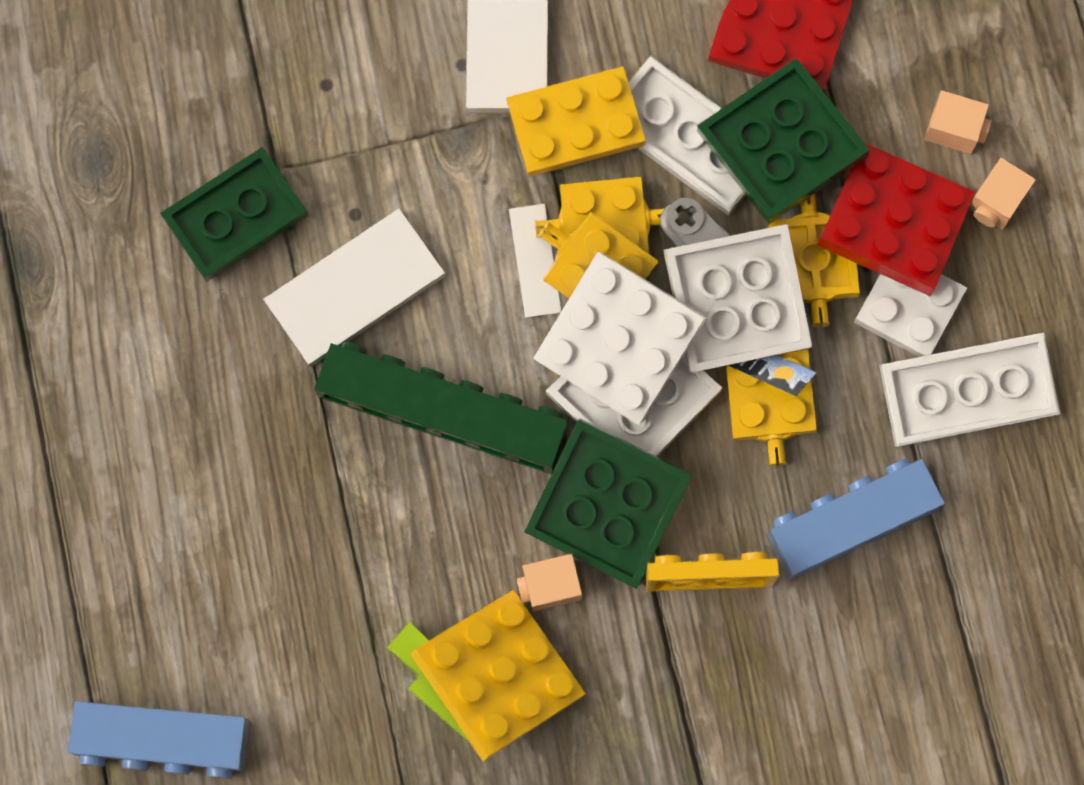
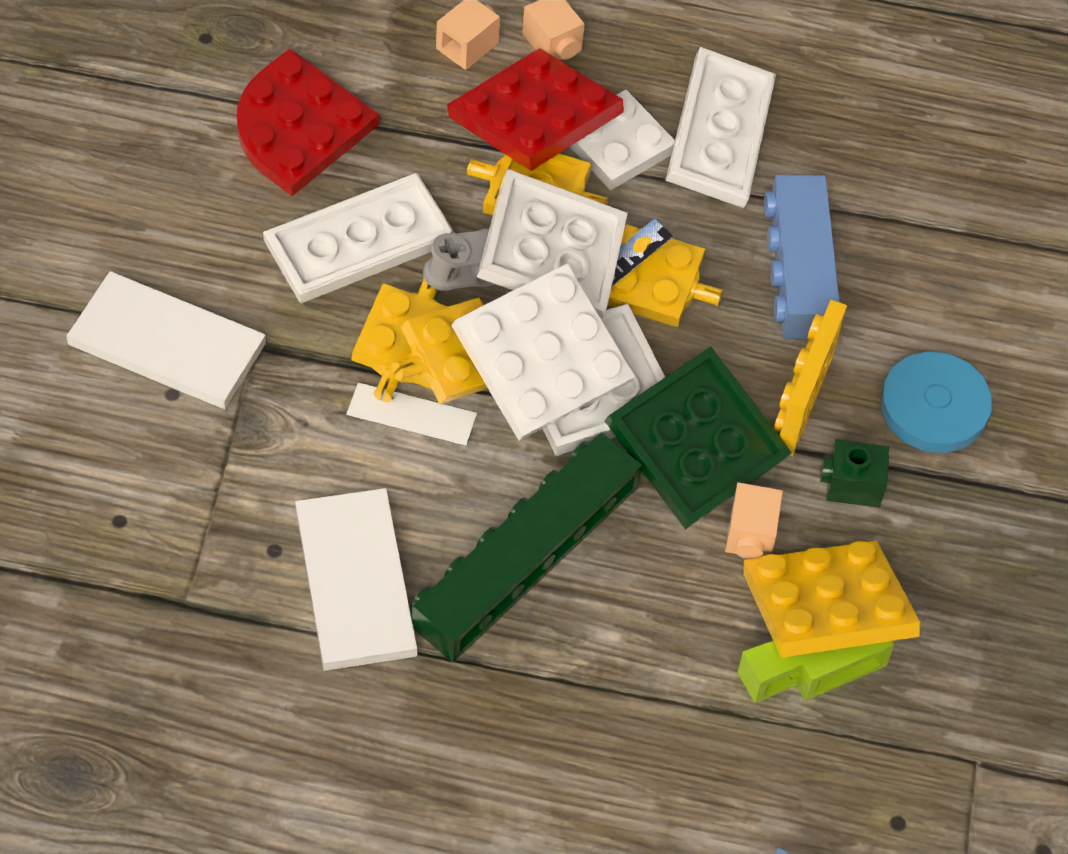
camera: 75 degrees left, 20 degrees down
(234, 214) = (214, 654): dark green plate -> none
(575, 121) = (295, 313): yellow plate -> none
(642, 650) = (856, 473): none -> dark green brick
(755, 694) = (936, 402): none -> dark azure wheel
(783, 141) = (415, 155): dark green plate -> none

